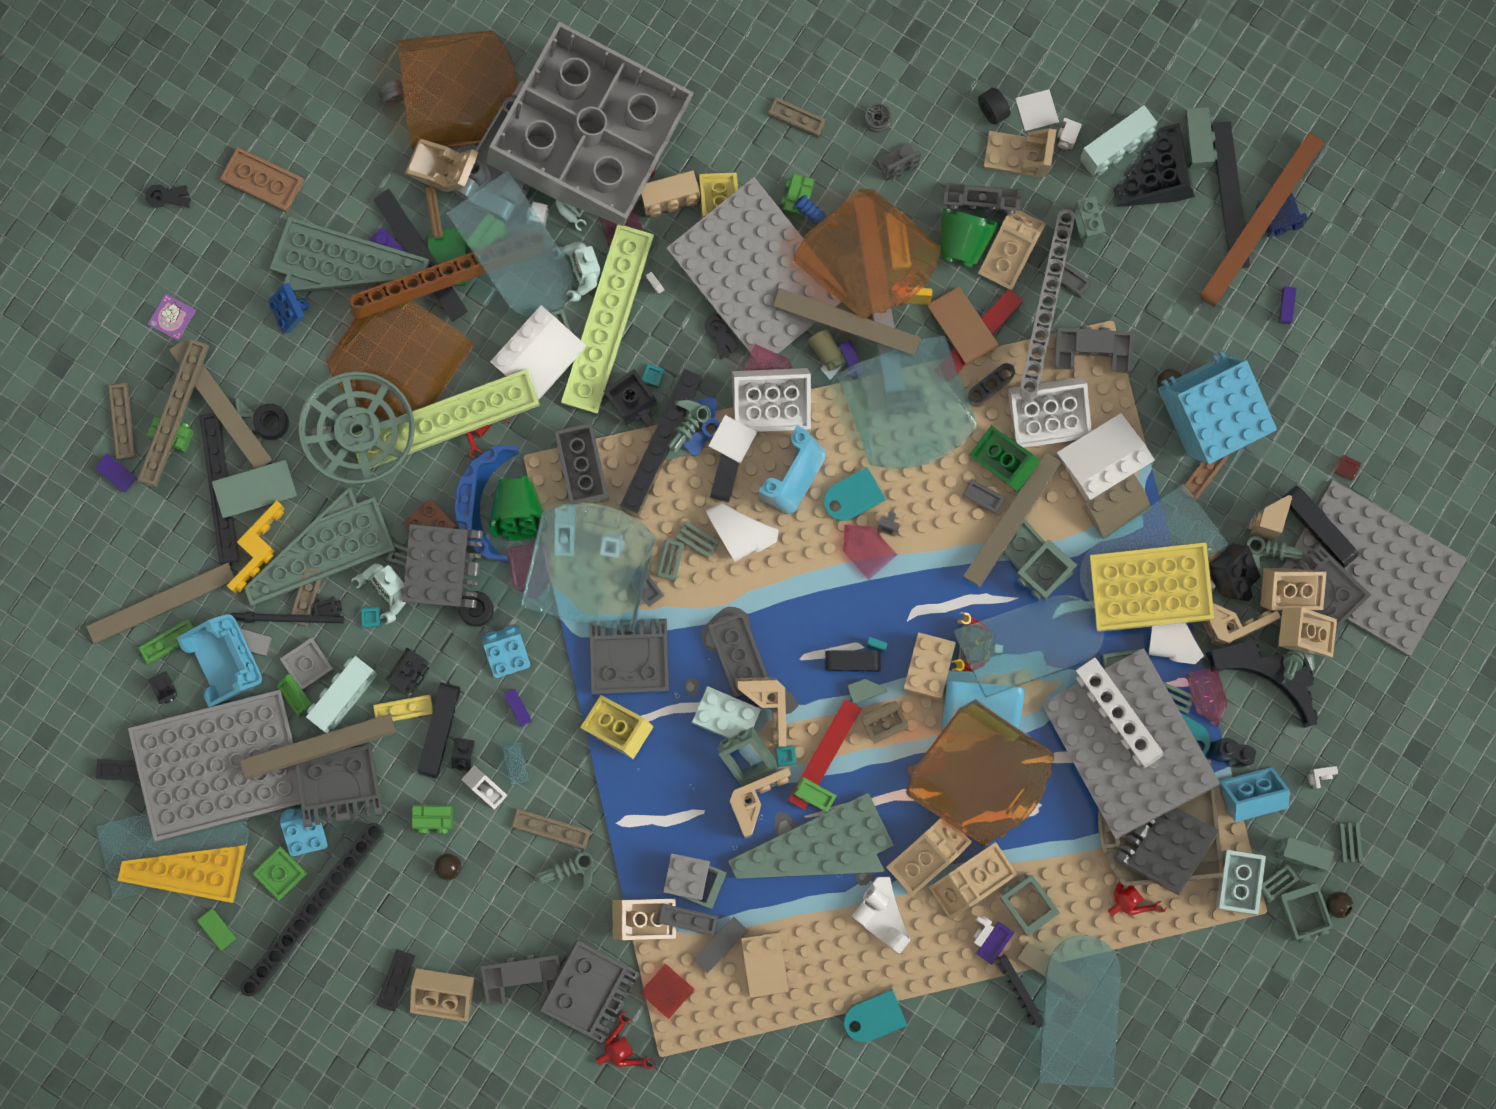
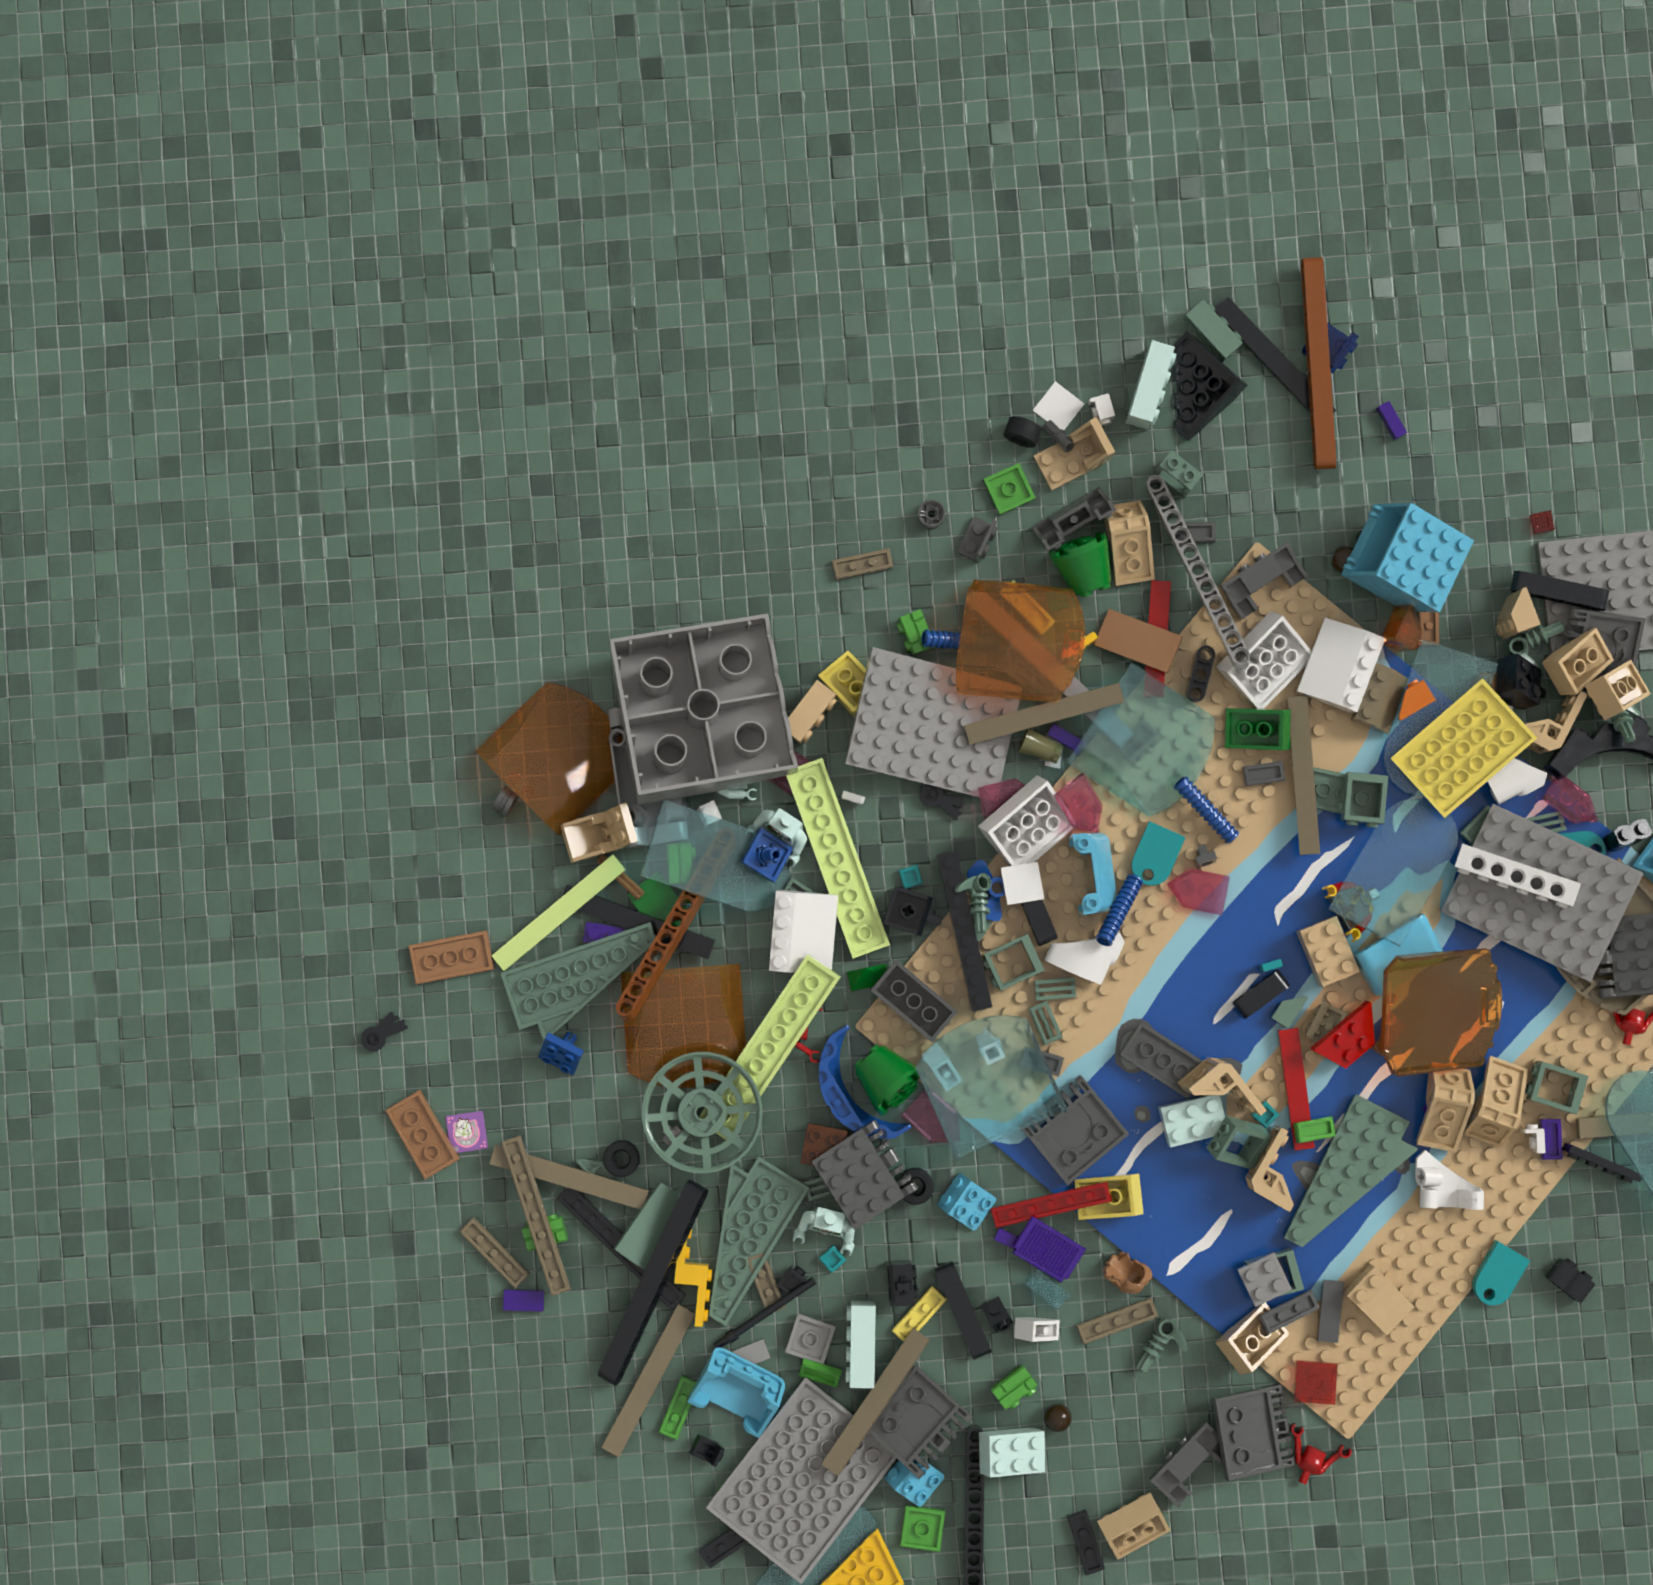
camera: 35 degrees left, 5 degrees up
(137, 293) = (422, 1134): none -> medium nougat tile
(221, 529) = (652, 1282): none -> black beam
(367, 204) = (558, 912): none -> yellowish green tile
(391, 863) = (1012, 1452): none -> light aqua brick
(539, 733) = (1048, 1249): none -> dark purple window
(558, 421) = (865, 977): none -> green slope
(566, 279) = (777, 852): none -> blue plate
(568, 699) = (1051, 1204): none -> red tile
(584, 796) = (1125, 1274): none -> medium nougat hair
(660, 482) = (1031, 953): none -> sand green window
(791, 513) = (1119, 910): none -> blue piece
(823, 414) = (1080, 804): none -> clear pink tile
(894, 743) = (1348, 1038): none -> red wing
(917, 489) = (1206, 810): none -> blue piece
(927, 1065) = (1570, 1280): none -> black brick
(952, 142) = (1009, 489): none -> bright green tile
(1019, 129) = (1058, 436): none -> dark grey axle
(1143, 523) = (1415, 698): none -> orange slope
(1174, 466) = (1403, 629): none -> clear orange slope

